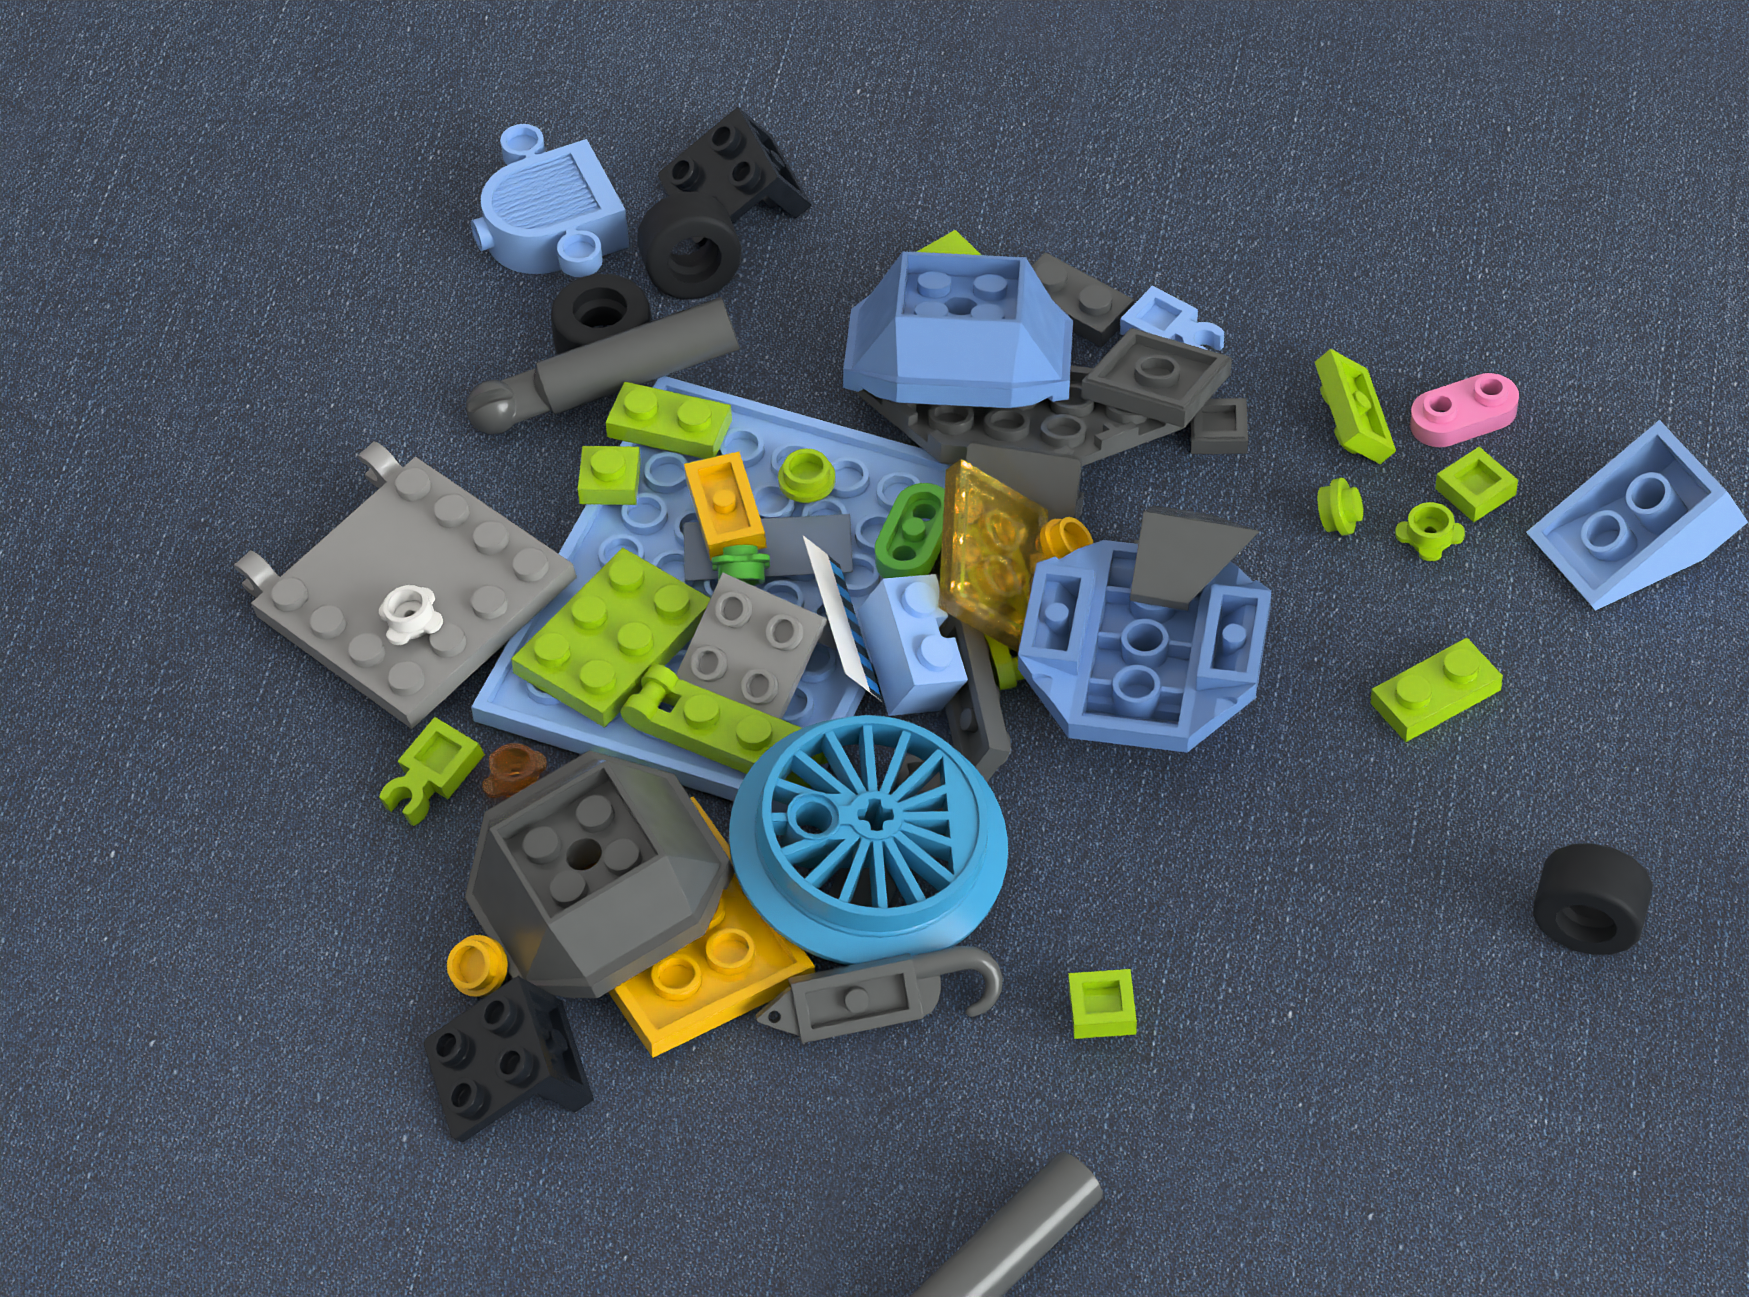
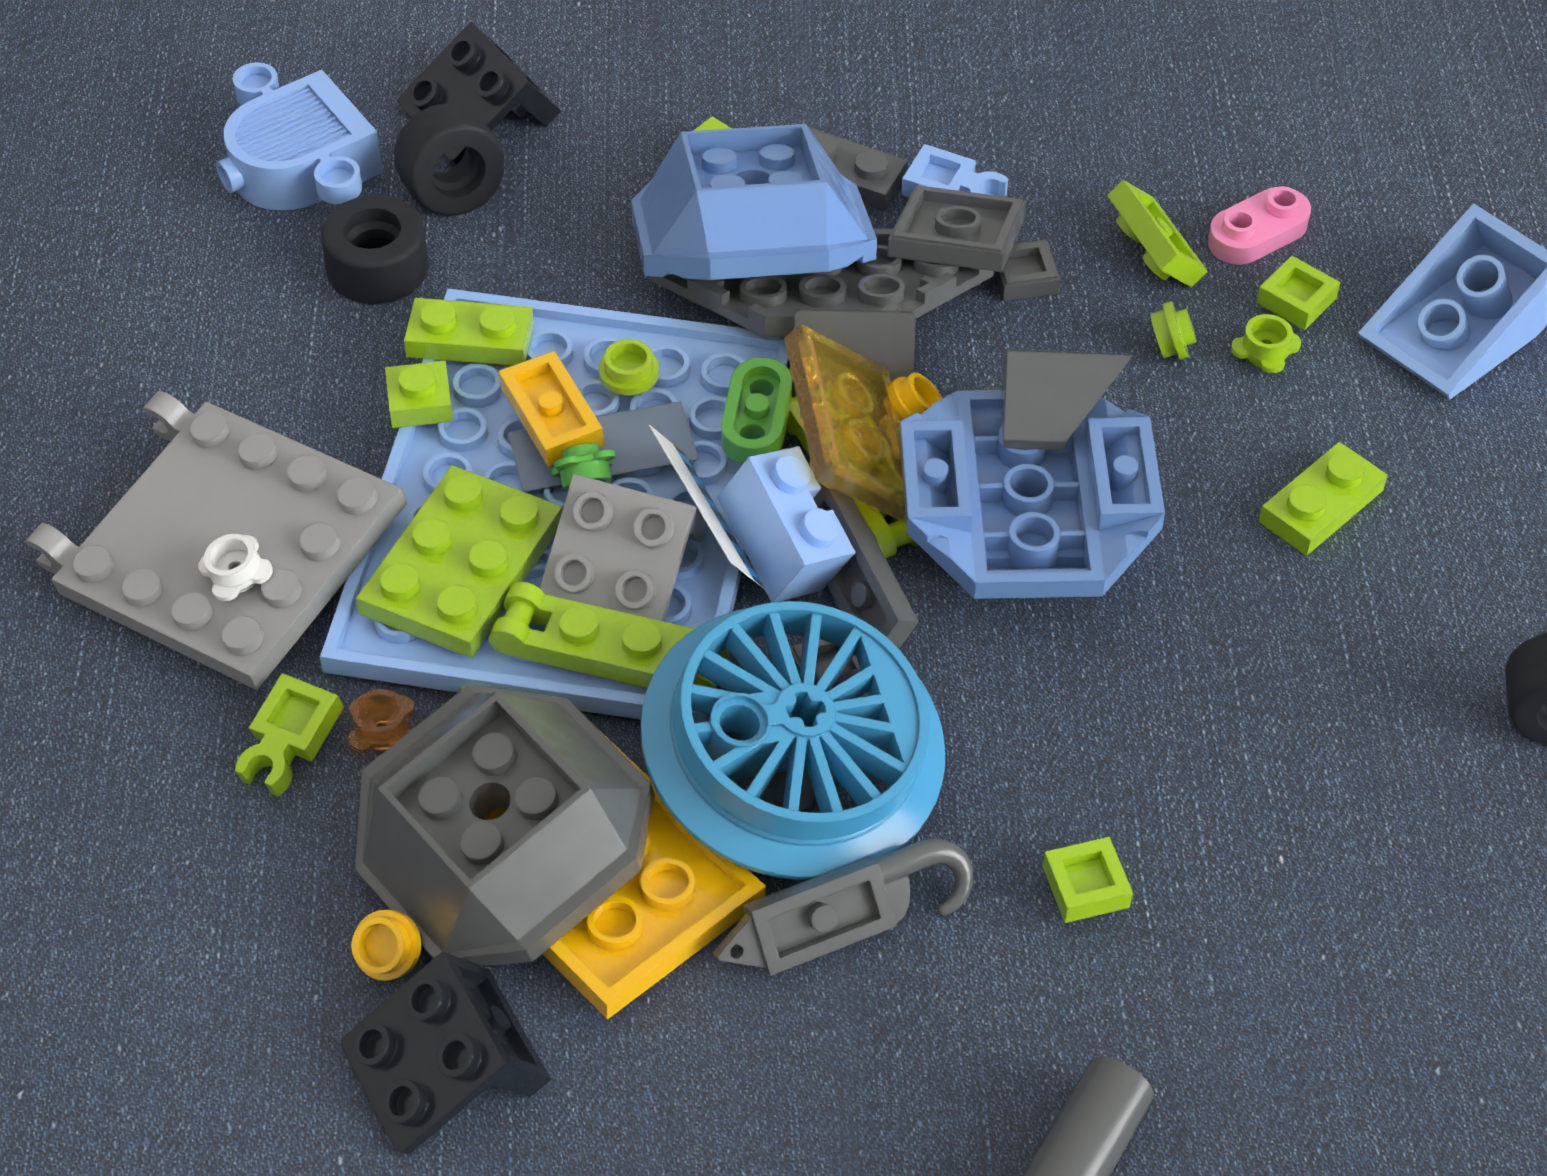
camera: 15 degrees left, 0 degrees up
(604, 366) = (389, 287): dark grey piece -> none

